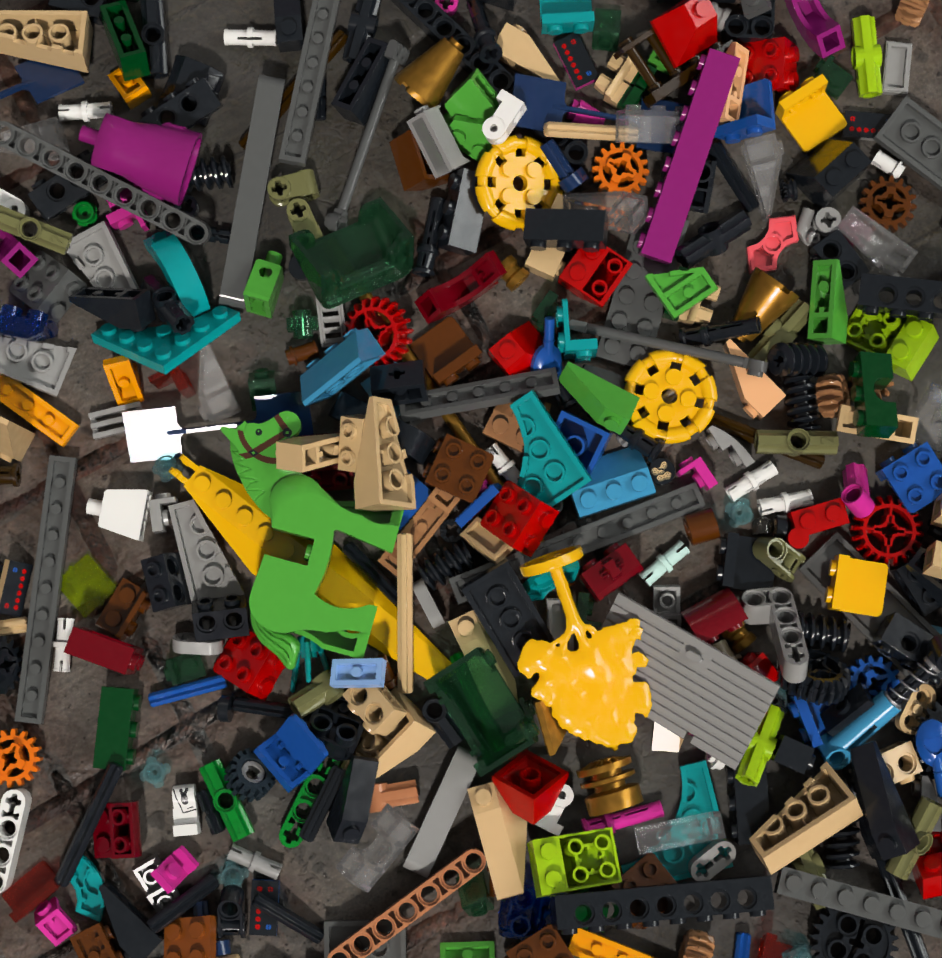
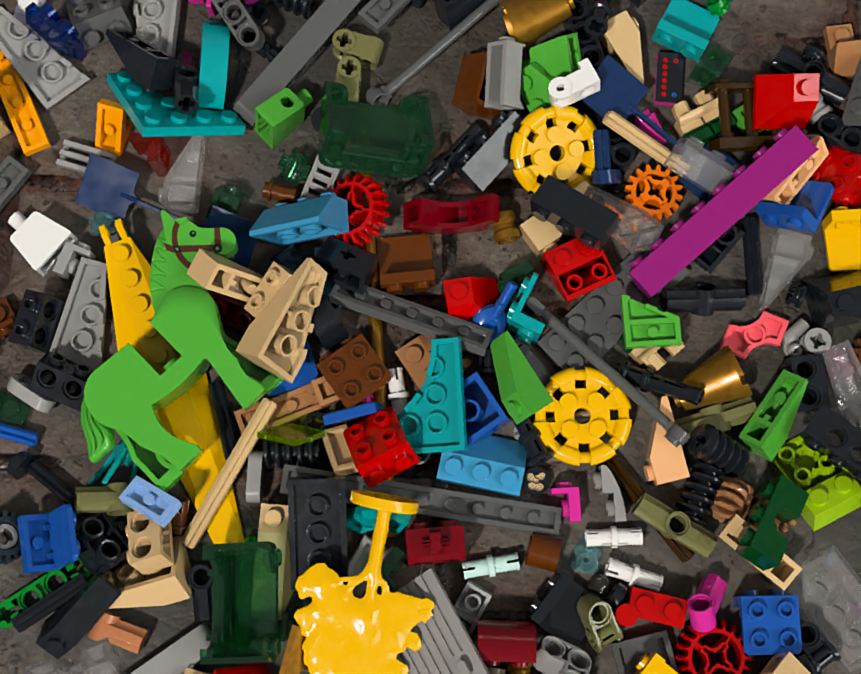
camera: 25 degrees right, 5 degrees down
(249, 665) = (62, 440): red bracket -> none
(438, 551) = (291, 434): none -> clear neon green piece

